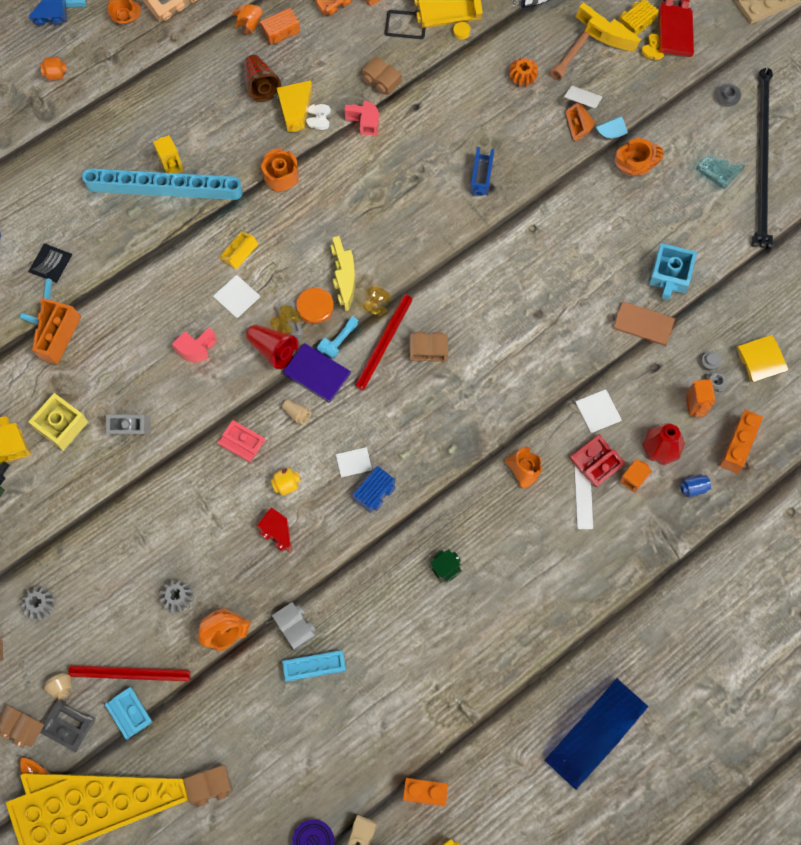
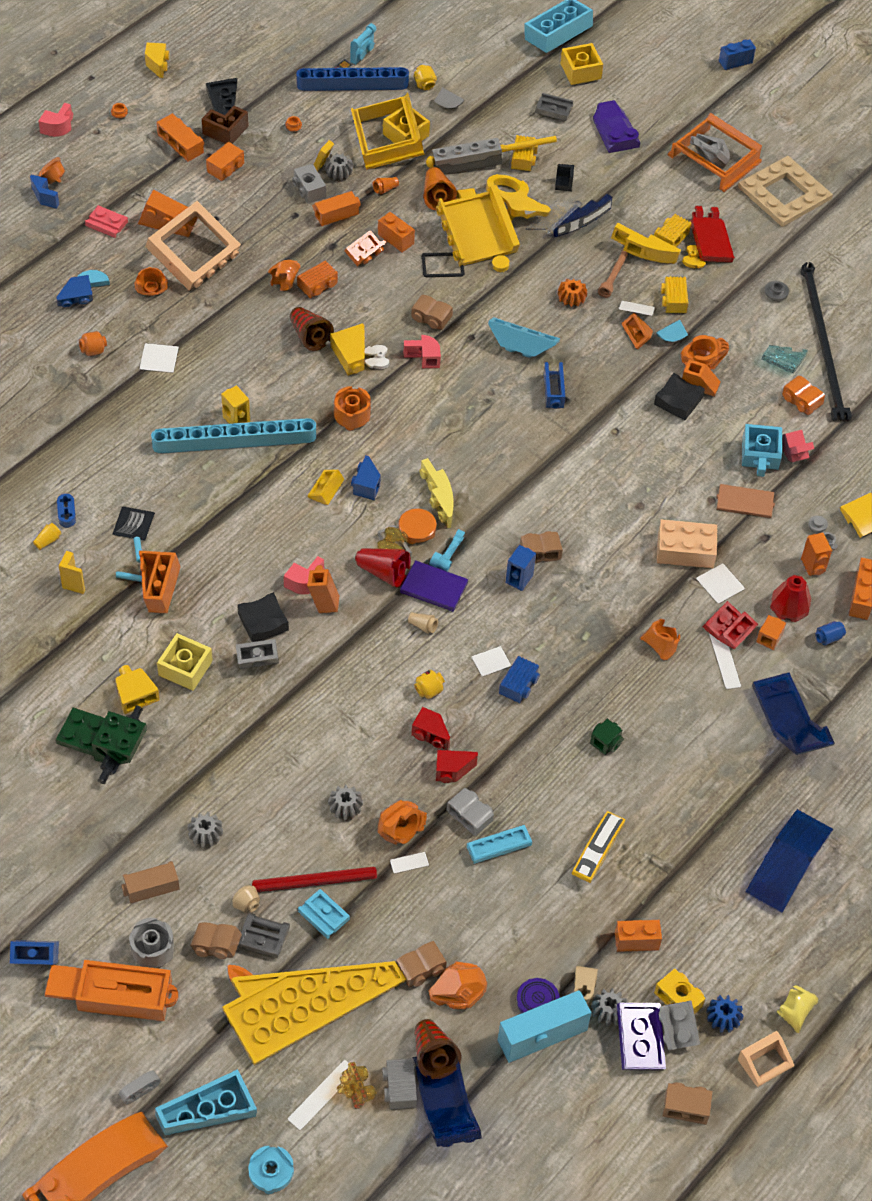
camera: 15 degrees left, 15 degrees down
(114, 90) = (159, 357): none -> white sticker
(144, 384) = (263, 618): none -> black brick
(203, 366) = (323, 590): none -> orange brick
(225, 668) = (409, 862): none -> white sticker
(236, 296) = (334, 529): white sticker -> none
(239, 816) = (459, 986): none -> orange helmet
(241, 441) = (374, 656): coral plate -> none
(277, 250) = (367, 481): none -> blue slope
(289, 573) = (454, 764): none -> red slope
(376, 296) = (476, 510): clear yellow piece -> none
(383, 342) = (494, 550): red axle -> none
(401, 368) = (520, 567): none -> blue brick
(409, 687) = (598, 847): none -> slope
(461, 116) = (521, 338): none -> medium azure wedge
(573, 365) = (687, 543): none -> light nougat brick
(603, 200) = (679, 397): none -> black brick
(625, 87) = (675, 294): none -> yellow brick
(628, 183) = (701, 375): none -> orange slope
(633, 575) = (788, 715): none -> clear blue windscreen
(707, 271) = (795, 446): none -> coral brick
(728, 215) = (803, 395): none -> orange brick

